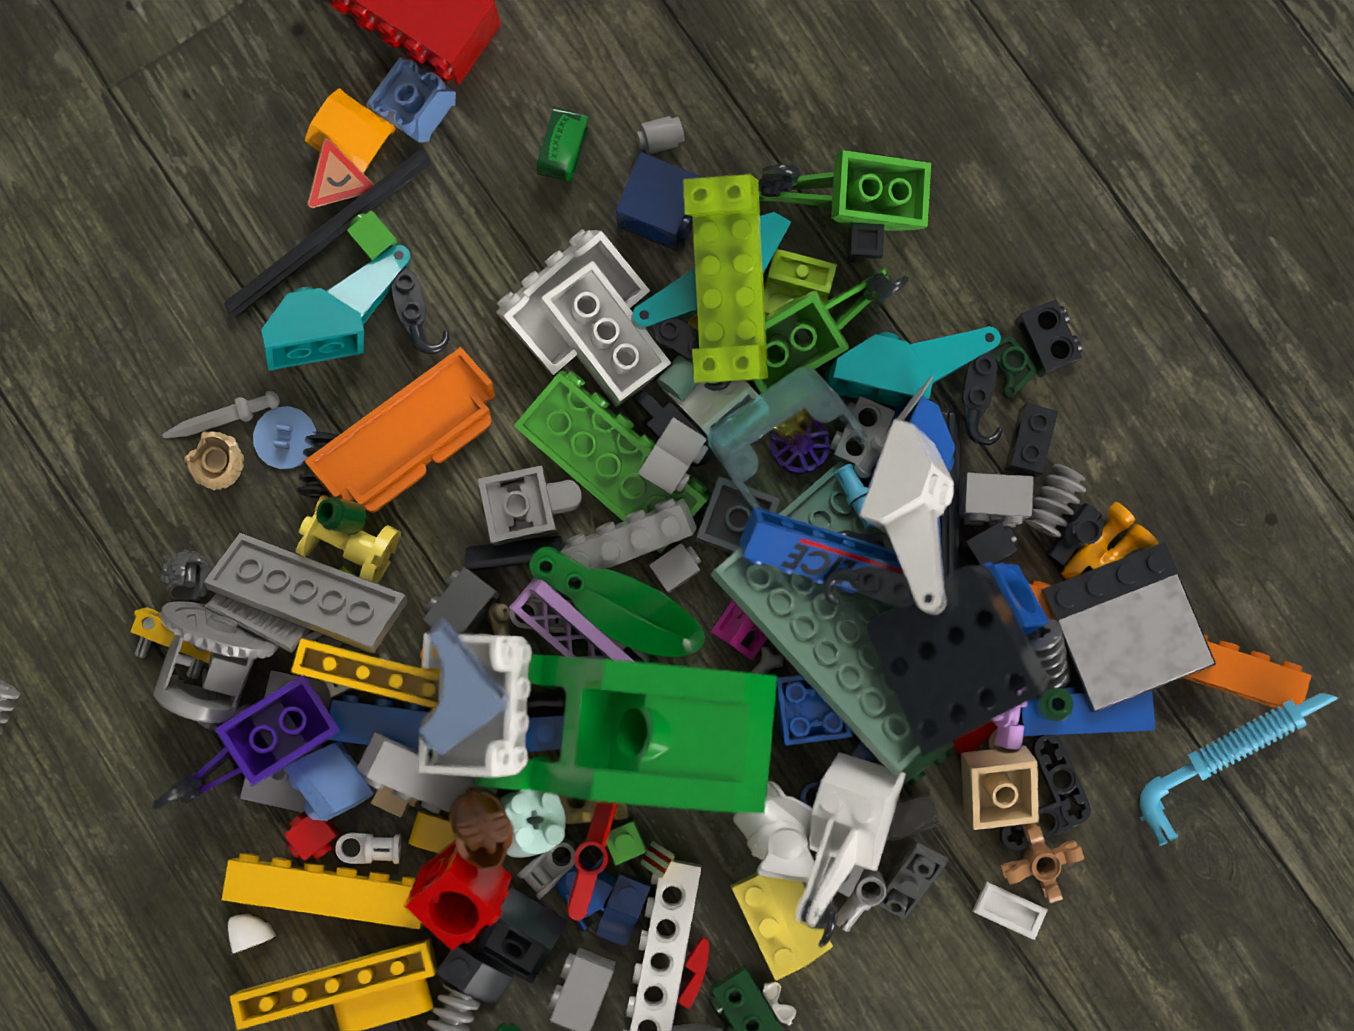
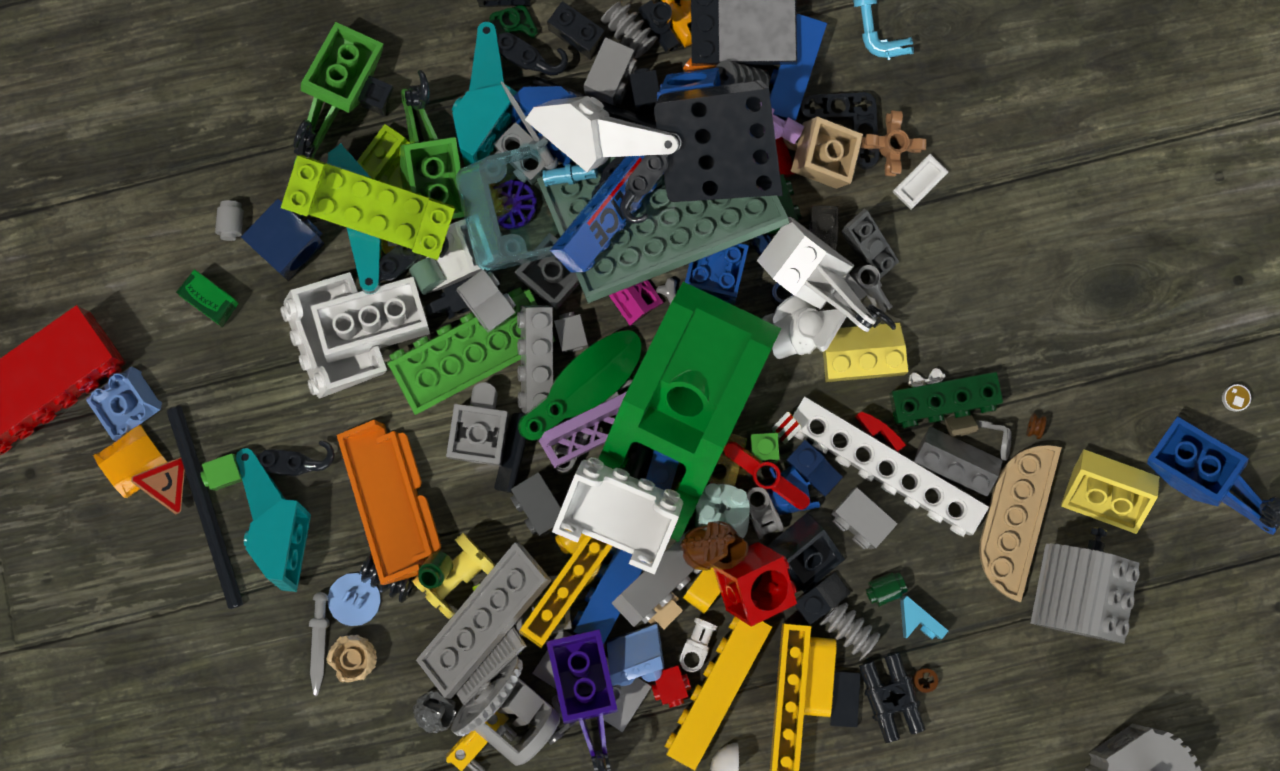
camera: 65 degrees left, 0 degrees up
(468, 696) = (612, 514): sand blue arch -> none
(498, 619) = (558, 482): dark tan arm -> none
(1044, 708) = (780, 96): dark green brick -> none

